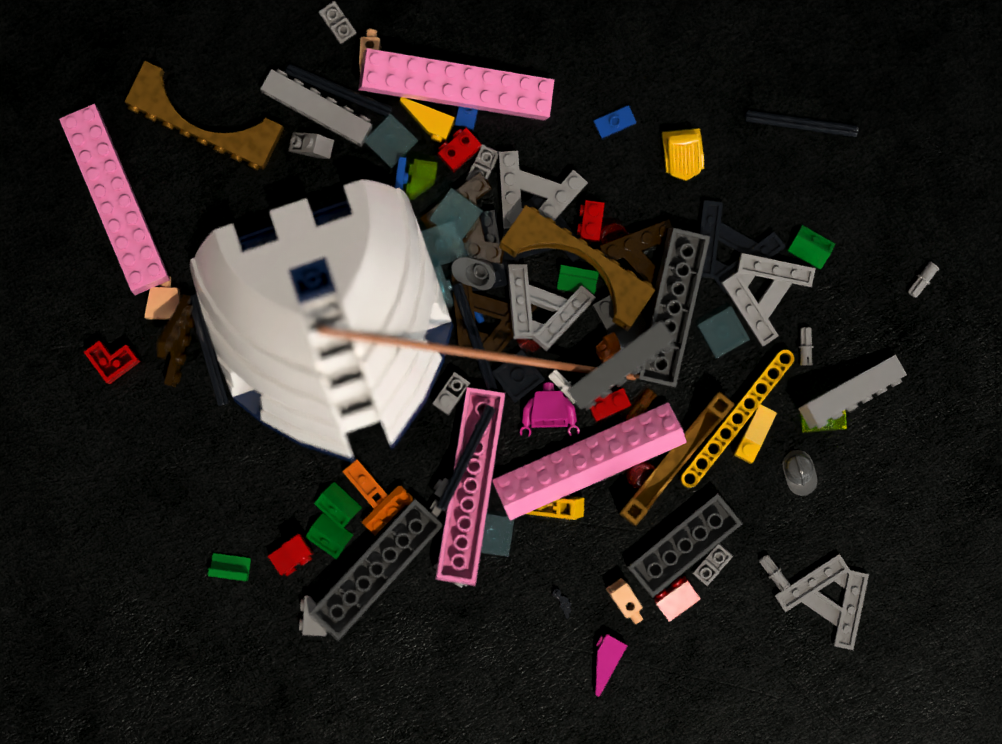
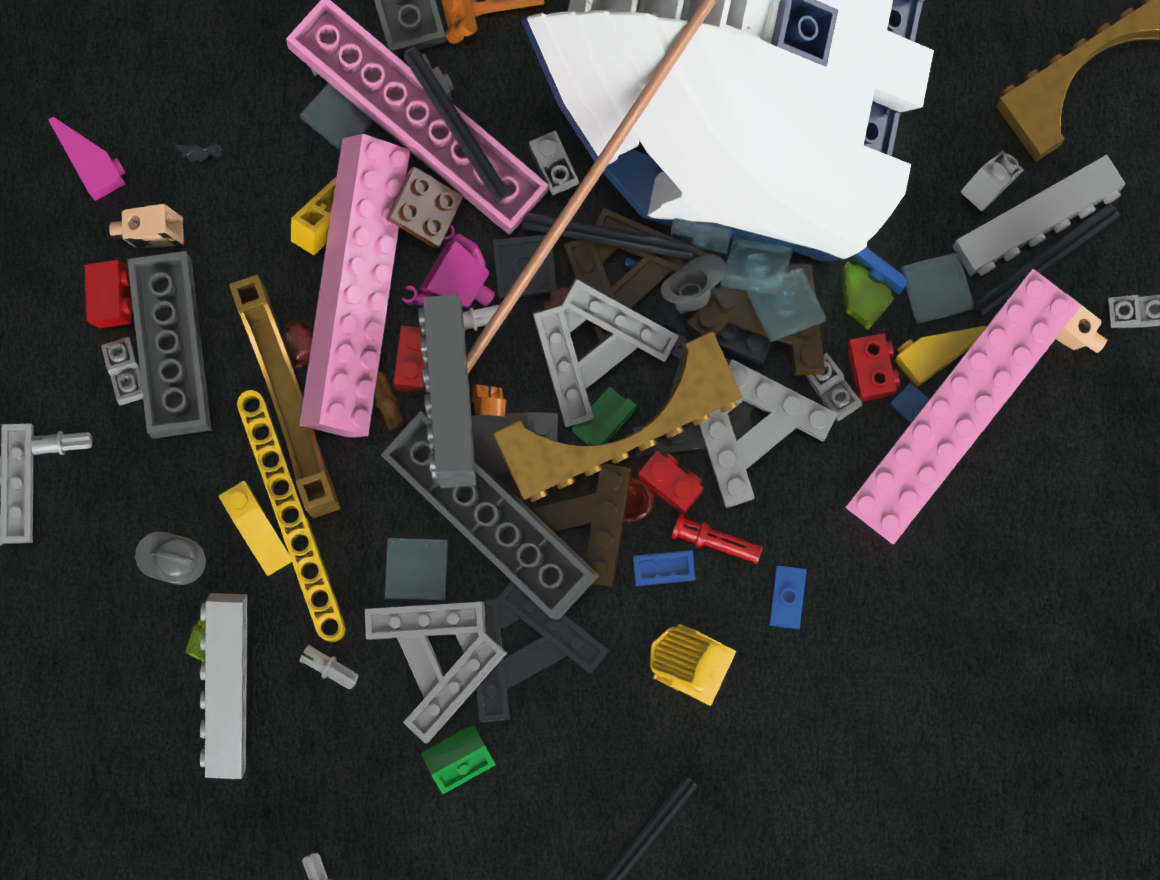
camera: 125 degrees right, 5 degrees down
(521, 450) = (424, 207): none -> plate
(611, 188) = (702, 535): none -> red pin
(640, 198) = (664, 568): none -> blue plate

